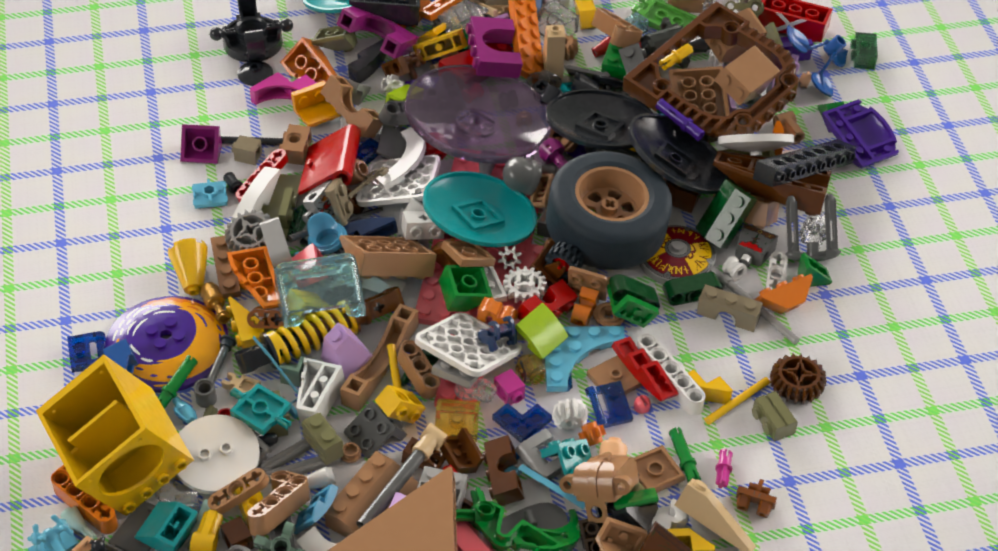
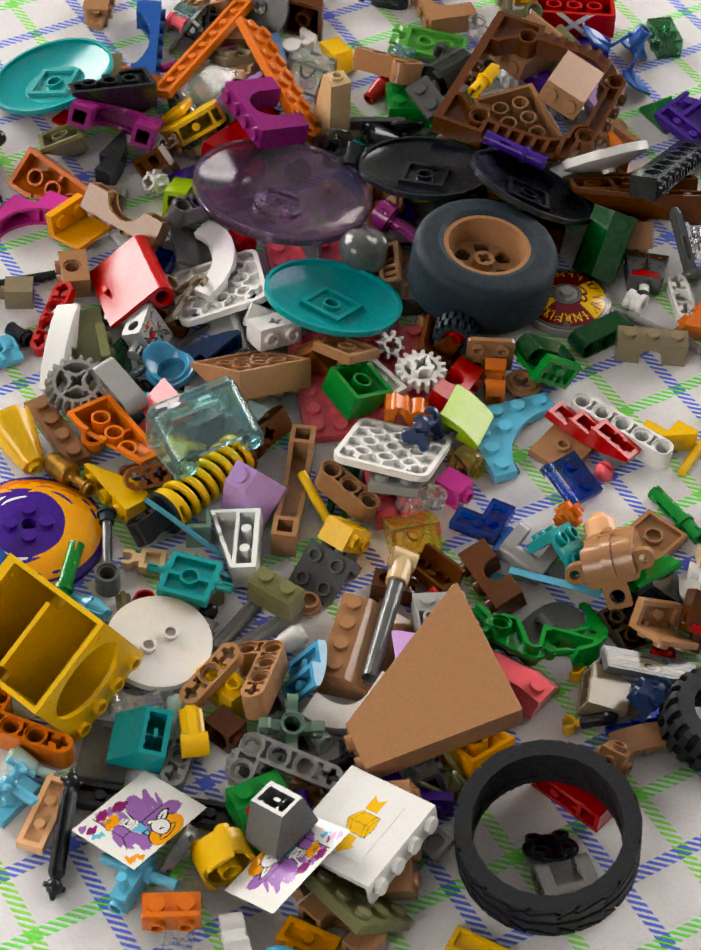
camera: 20 degrees left, 0 degrees up
(339, 200) = (163, 313): dark tan plate -> none
(570, 414) = (536, 500): white gear -> none

